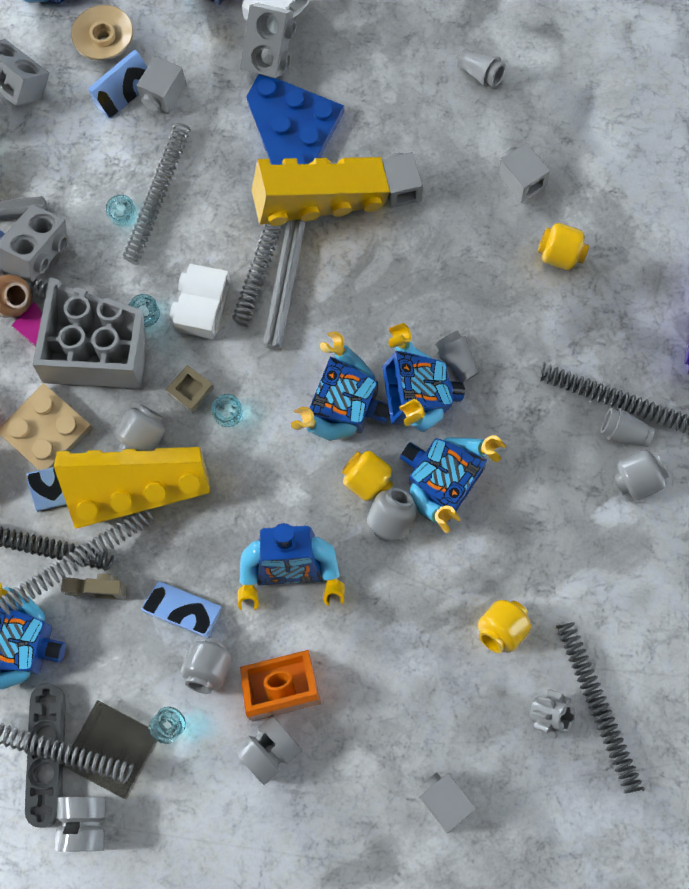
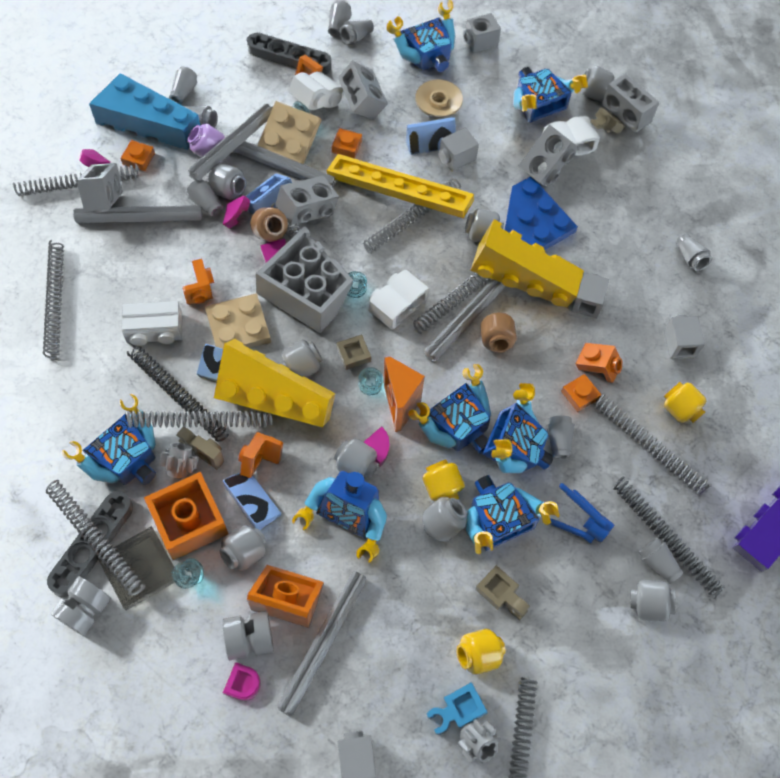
camera: 20 degrees right, 10 degrees down
(30, 145) = (346, 143): none -> orange plate
(81, 615) = (179, 460): none -> light grey gear
(124, 167) = (401, 186): none -> yellow plate
(128, 669) = (186, 516): none -> orange brick
(130, 212) = (385, 218): clear light blue bush -> none
(158, 550) = (259, 448): none -> orange bracket
(240, 162) = (479, 222): none -> light grey head
(265, 505) = (356, 457): none -> light grey head
(269, 404) = (402, 389): none -> orange slope
(277, 476) = (380, 442): none -> dark pink tile
(290, 797) = (242, 683): none -> dark pink tile
(329, 278) = (498, 332): none -> medium nougat head
(344, 711) = (321, 644): none -> light grey axle
(451, 248) = (600, 359): none -> orange bracket
(451, 295) = (581, 393): none -> orange plate
(487, 553) = (500, 590): none -> dark tan plate
(518, 691) = (463, 707): none -> dark azure plate
(544, 429) = (597, 525): none -> blue plant
(548, 309) = (660, 456): none -> light grey piece

